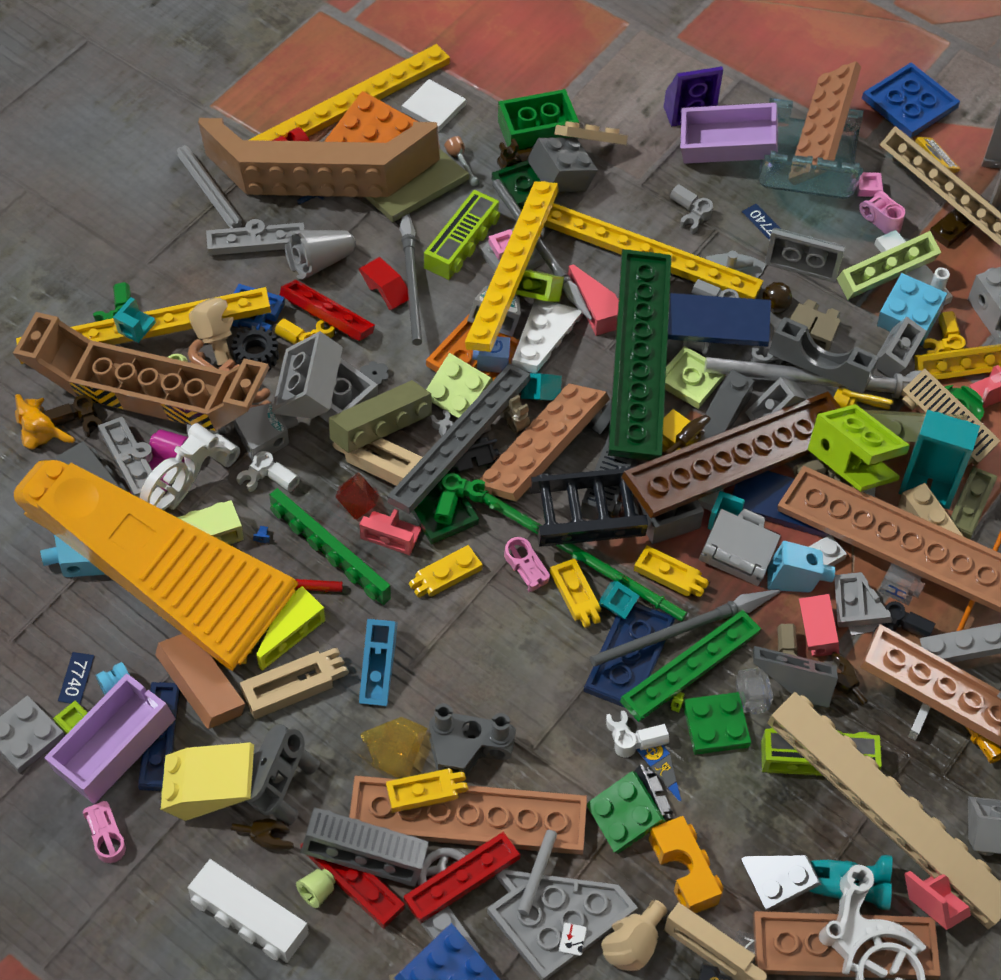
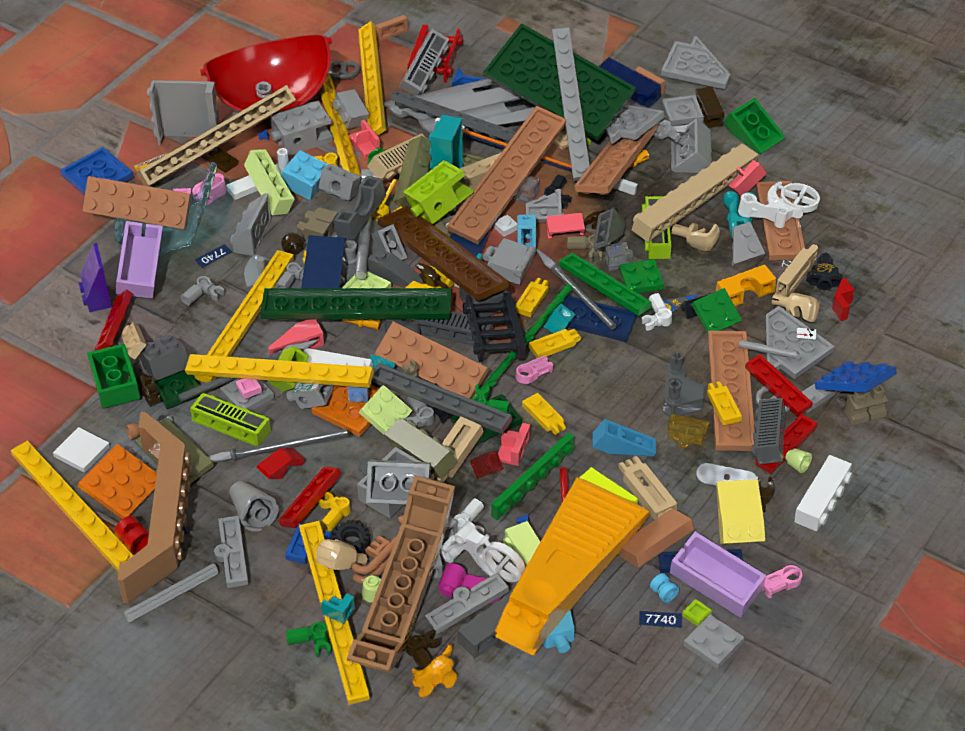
camera: 90 degrees left, 10 degrees down
(626, 122) = (113, 321): none -> red plate
(798, 808) = (698, 238): none -> tan piece

